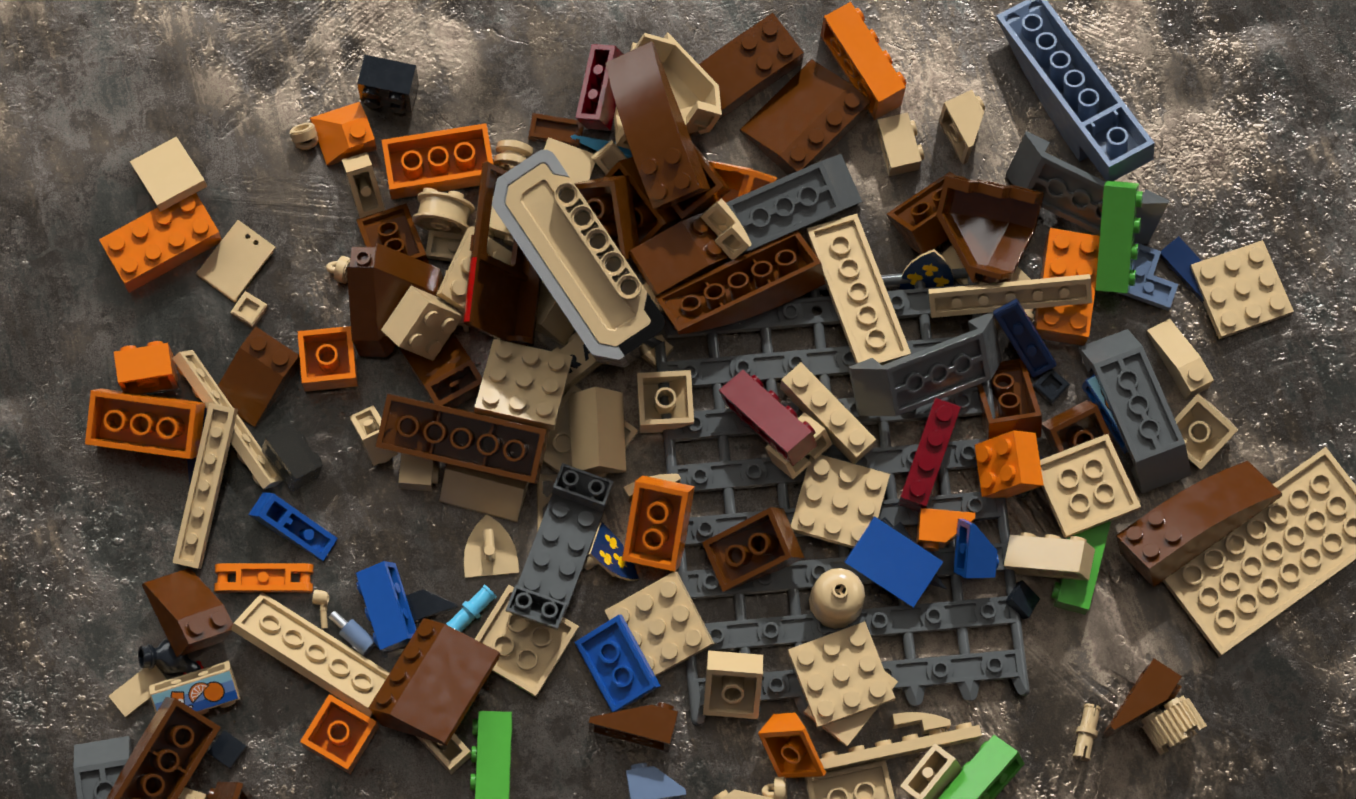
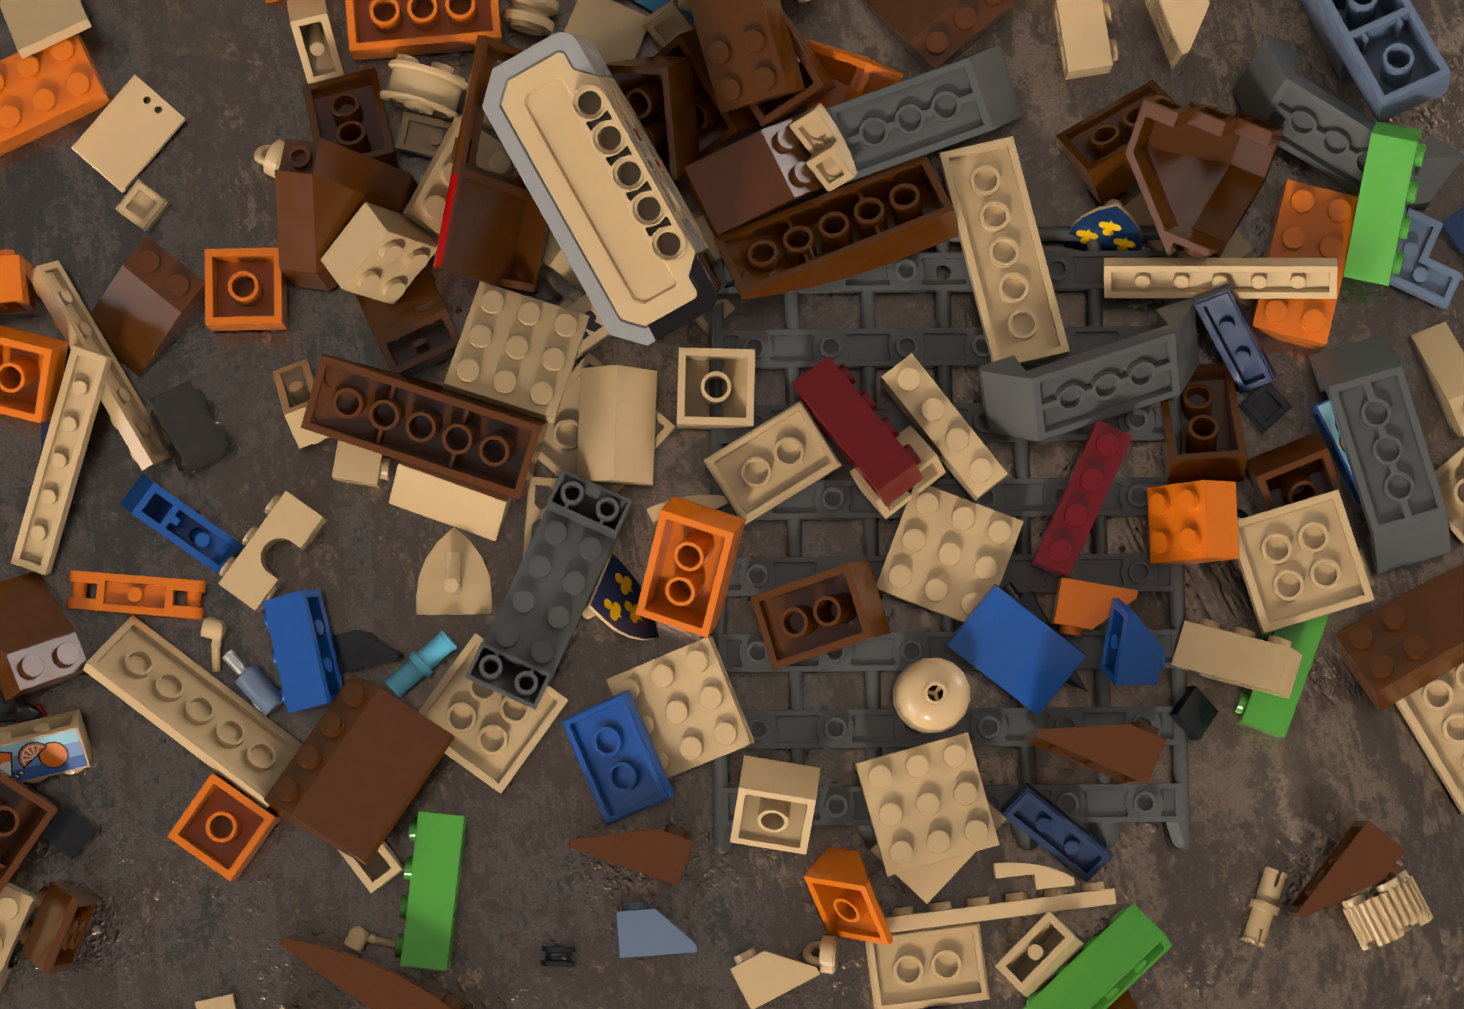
camera: 10 degrees right, 10 degrees up
(368, 518) = (248, 573): none -> tan arch
(709, 448) = (772, 462): none -> tan tile
(934, 690) = (1056, 832): none -> dark blue tile
(959, 618) = (1117, 751): none -> reddish brown slope

